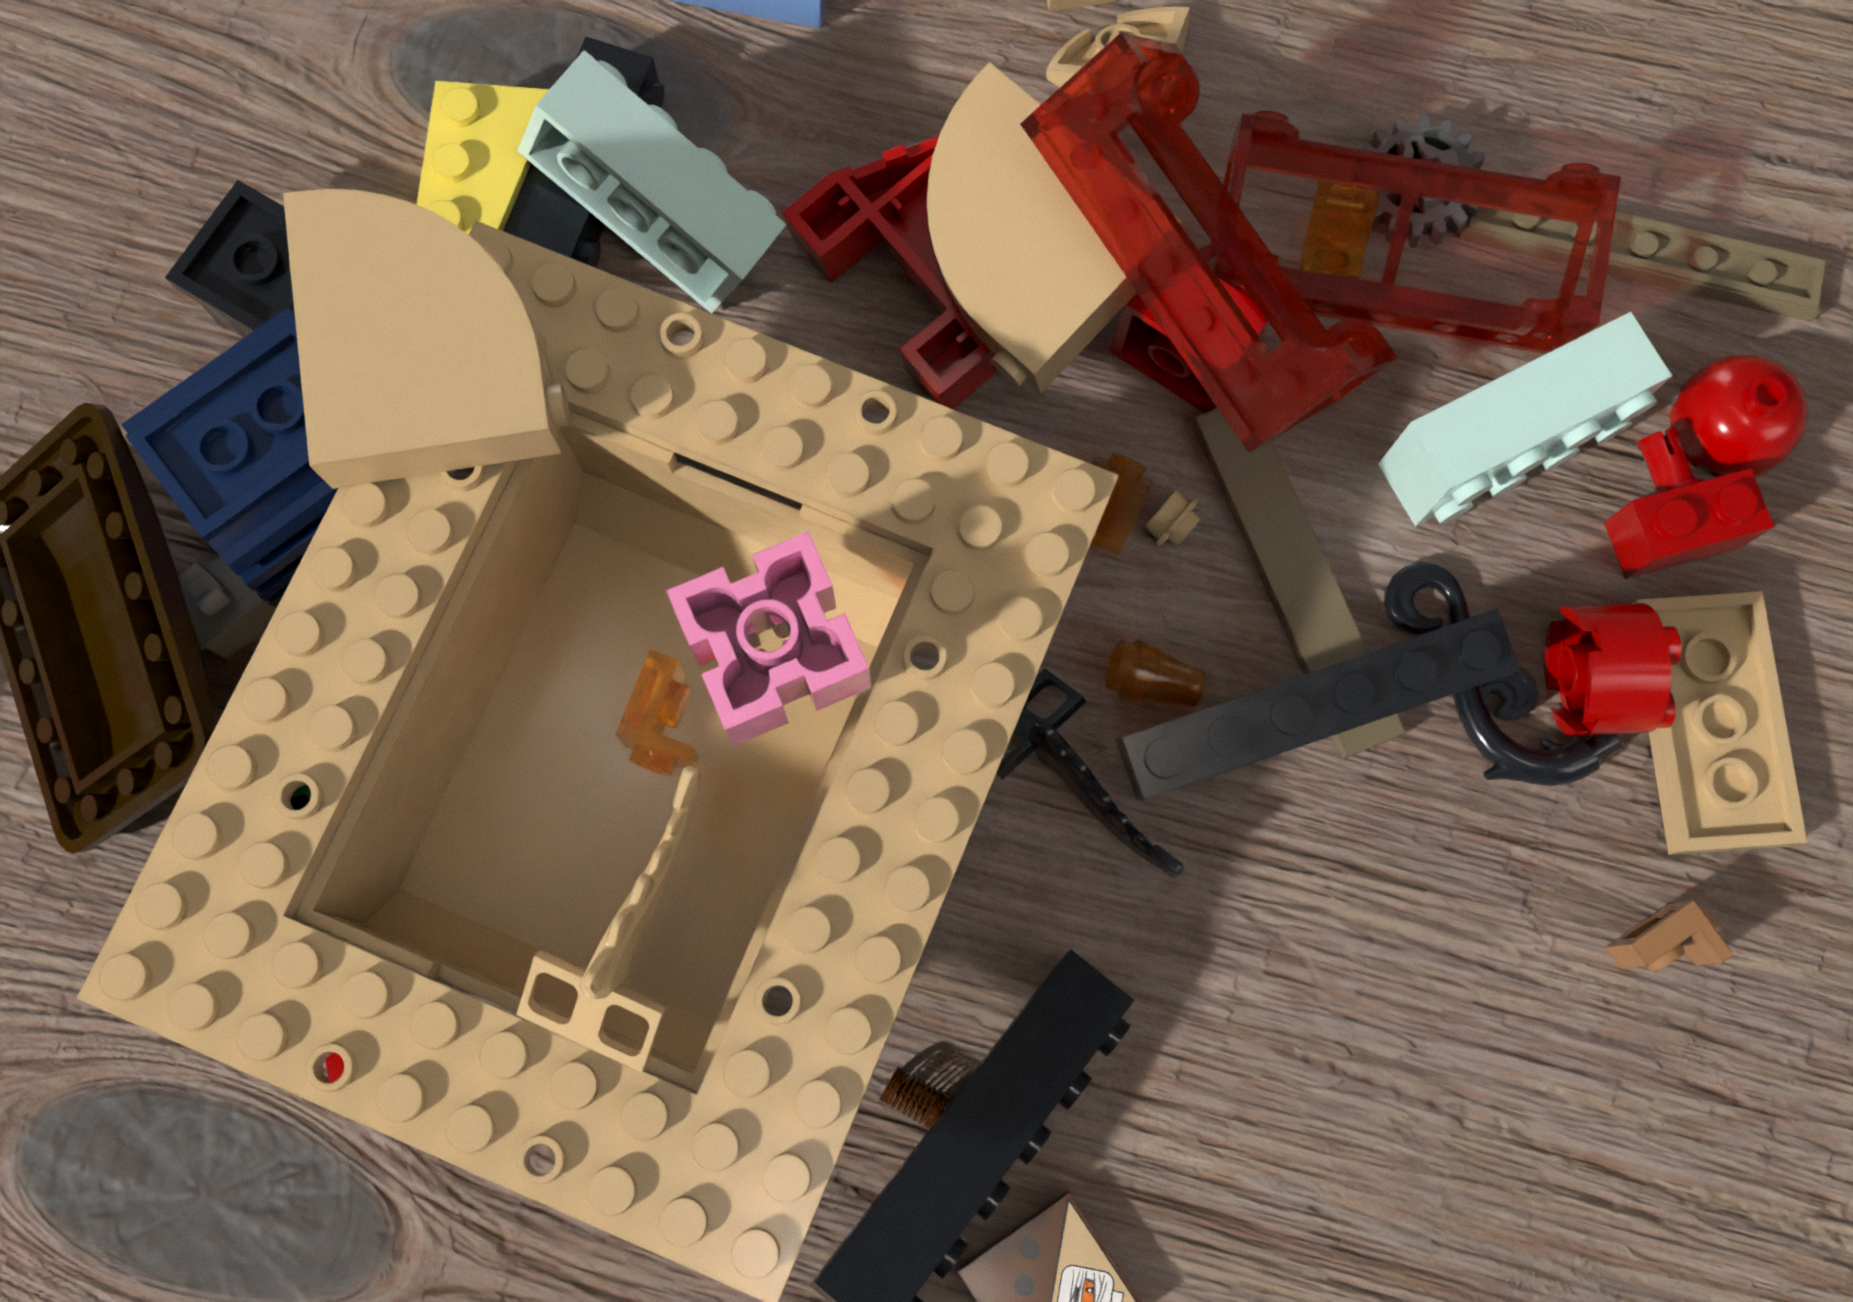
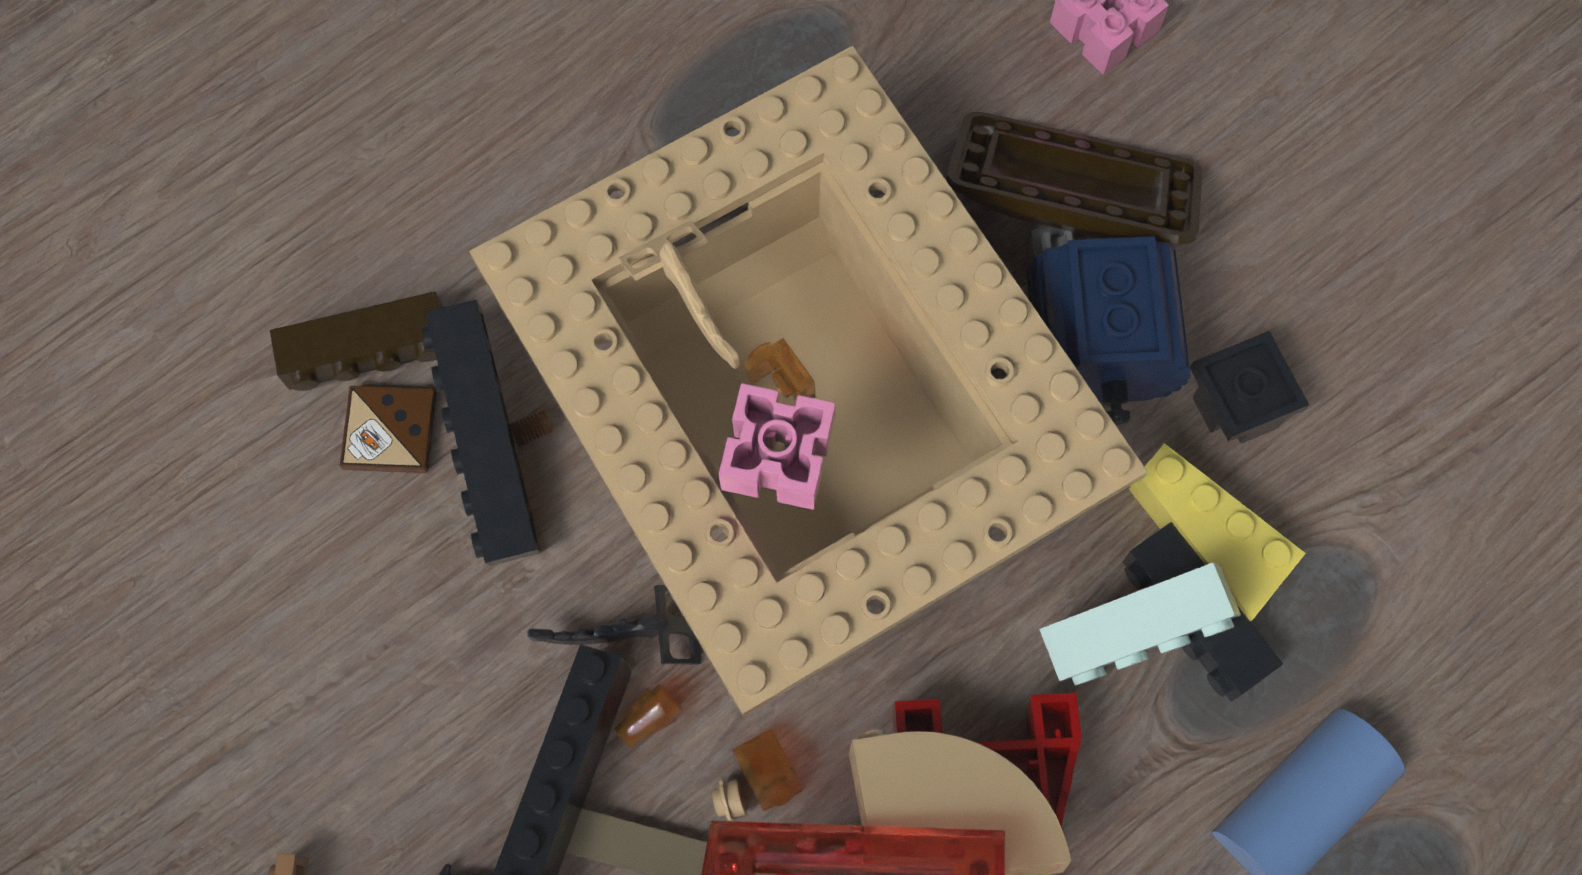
camera: 130 degrees right, 5 degrees down
(410, 344) = (1083, 383): tan brick -> none

